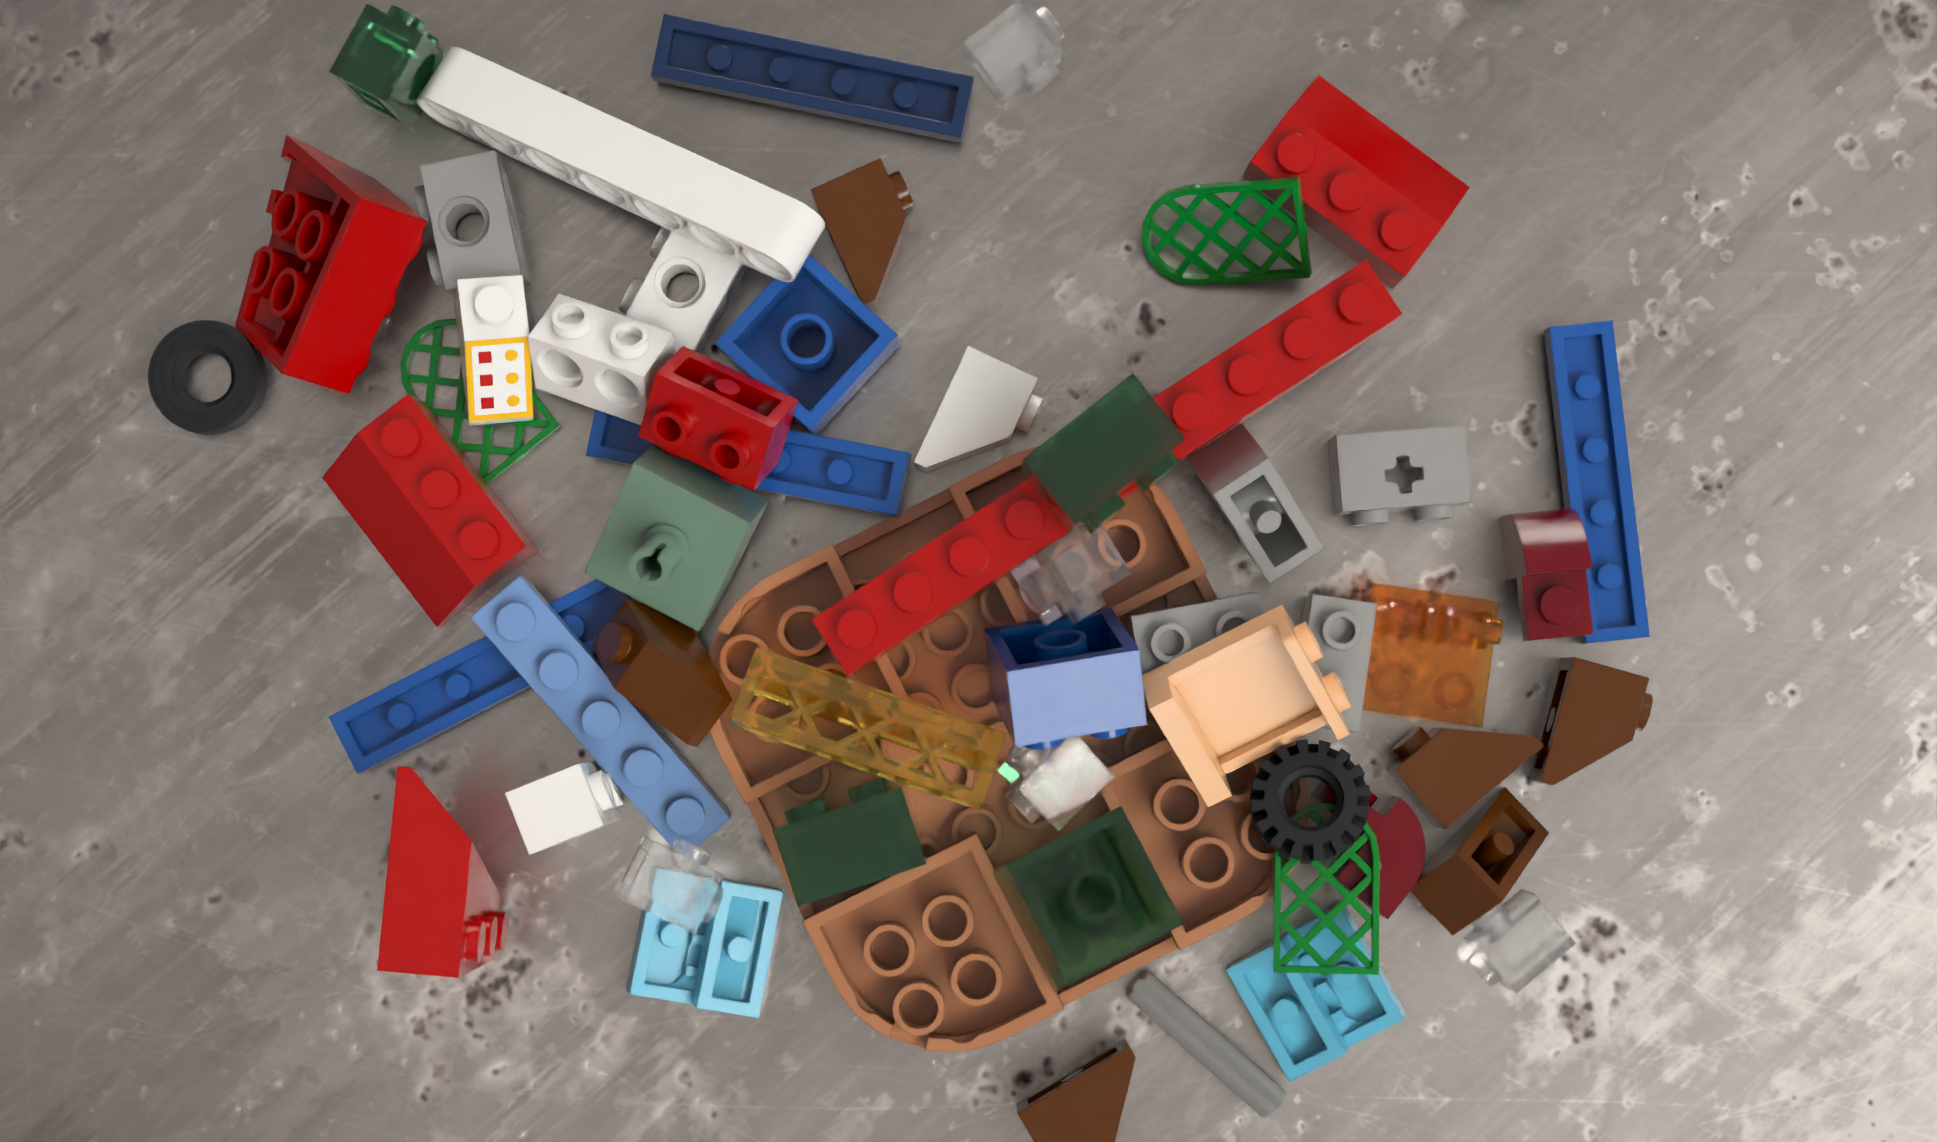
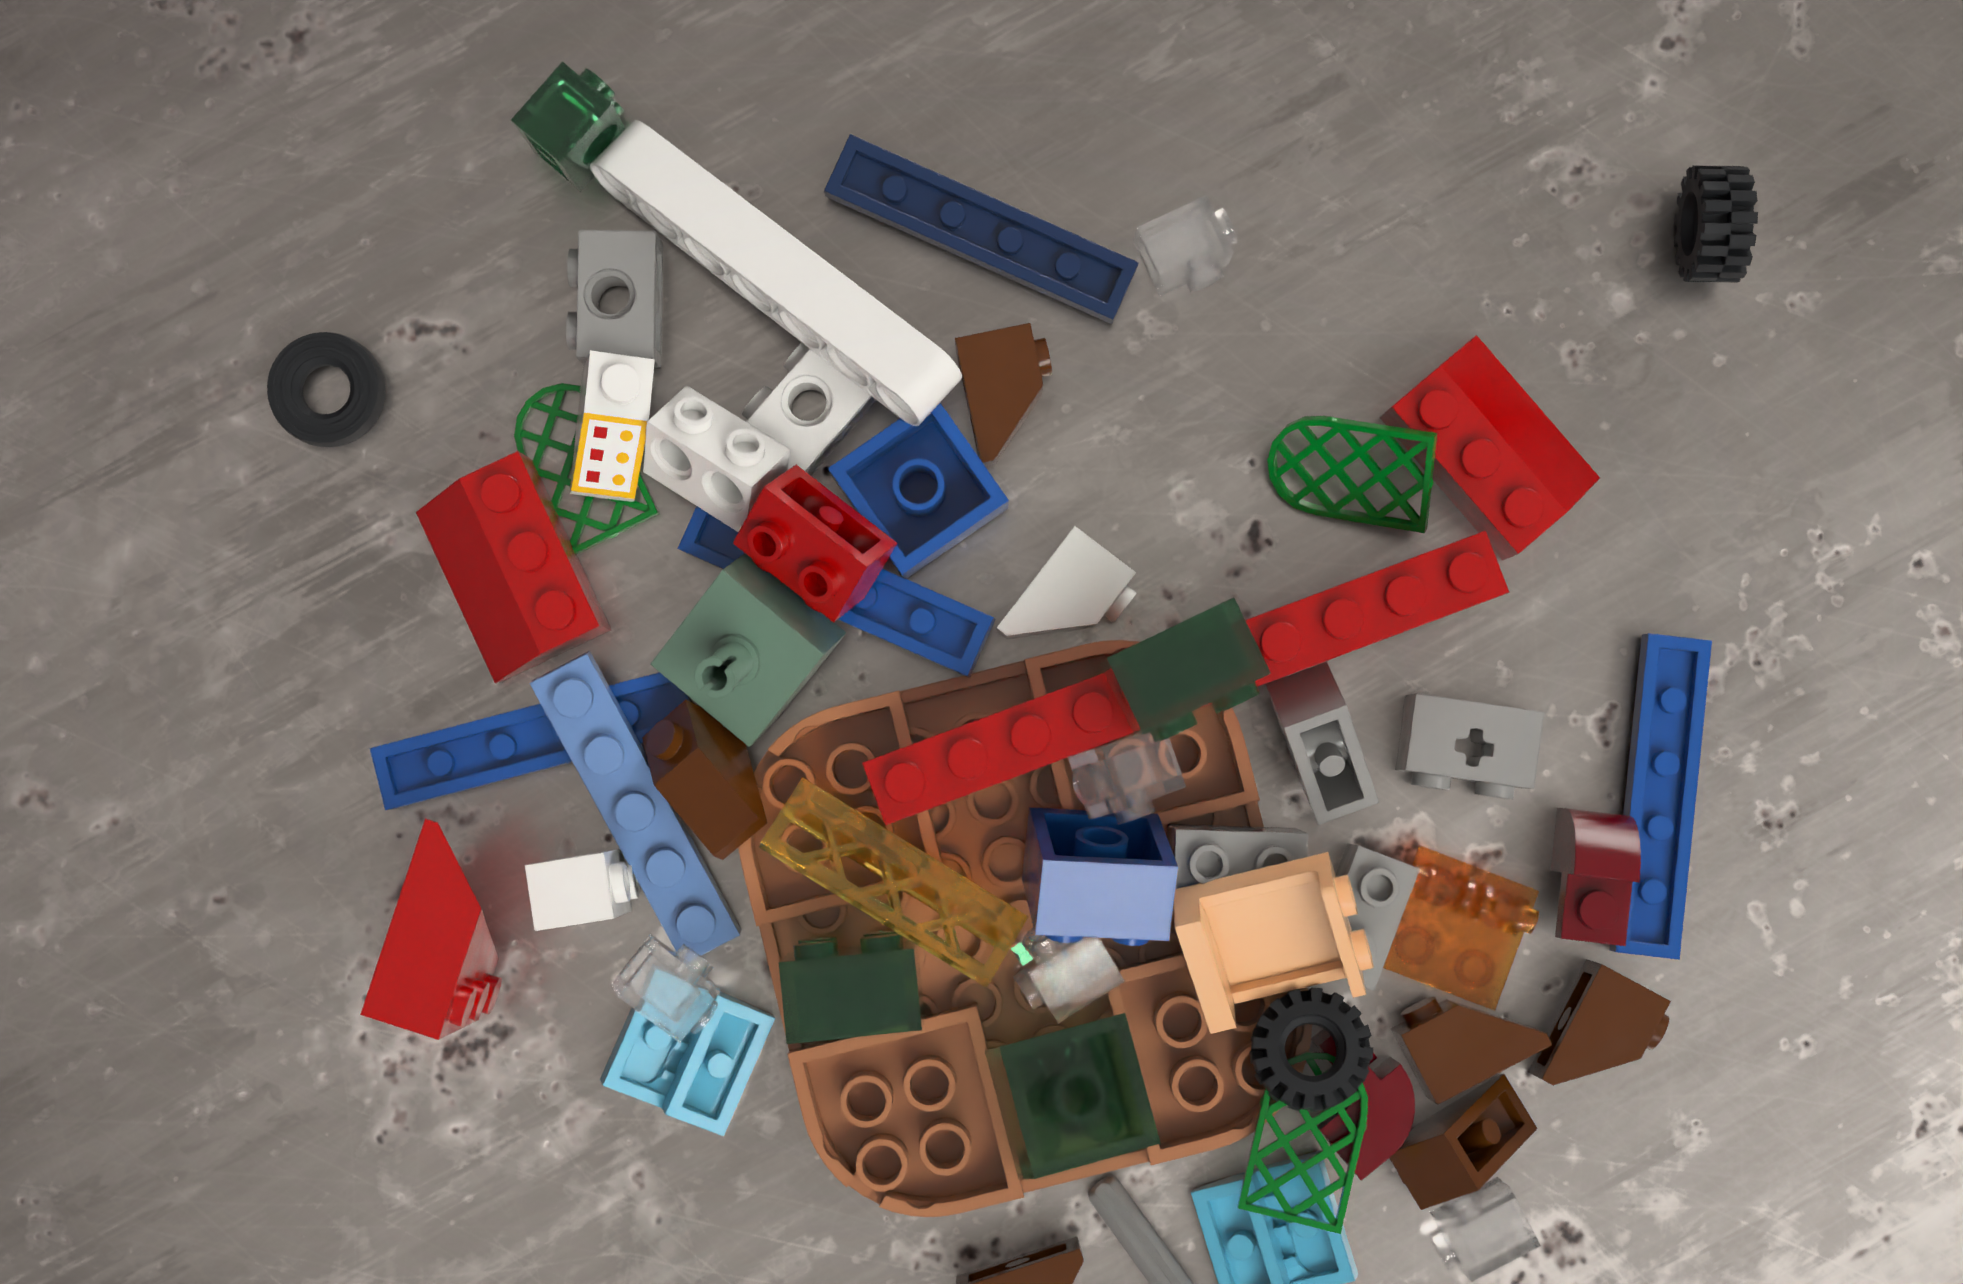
camera: 10 degrees right, 0 degrees up
(327, 269) = (466, 310): red wedge -> none

